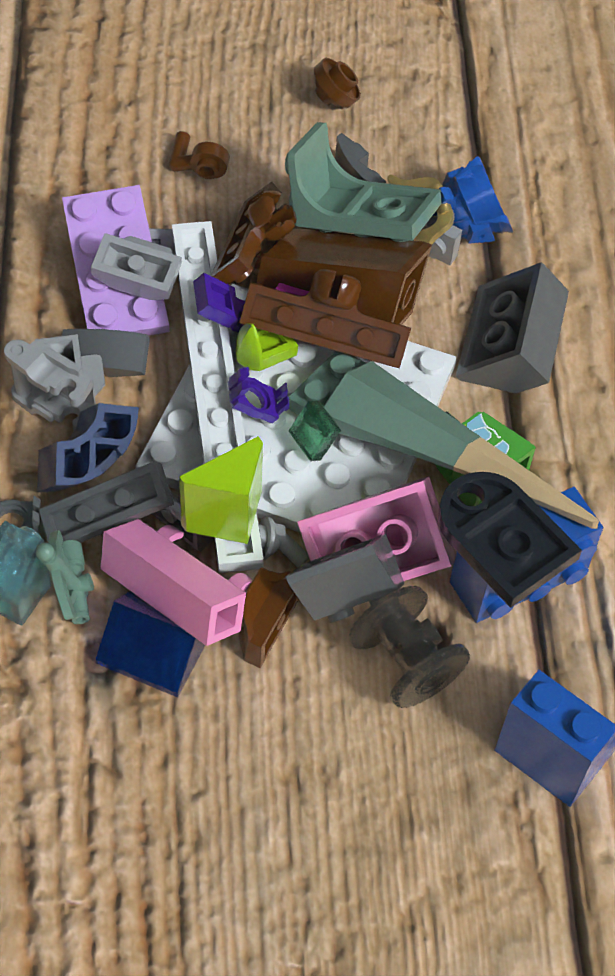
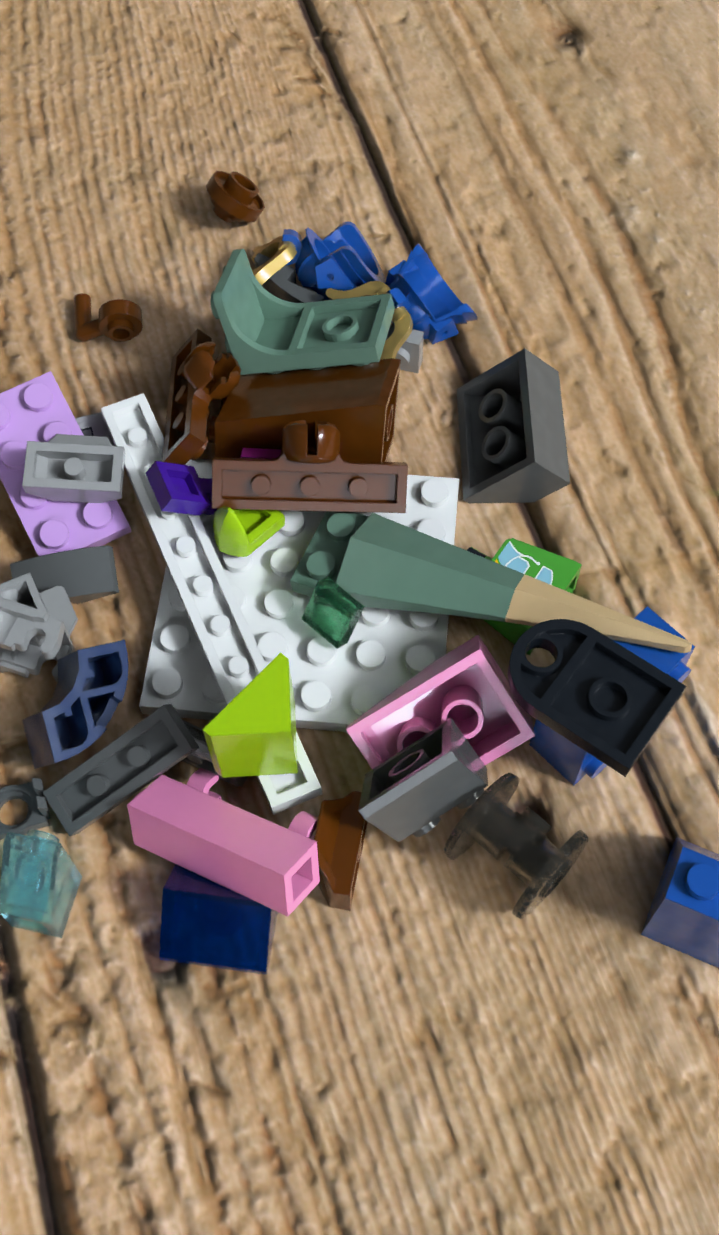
camera: 10 degrees left, 5 degrees up
(66, 565) = (93, 861): sand green piece -> none
(240, 384) = (236, 580): dark purple piece -> none
(274, 537) = (323, 750): light grey plate -> none
(402, 155) = (333, 262): none -> blue helmet

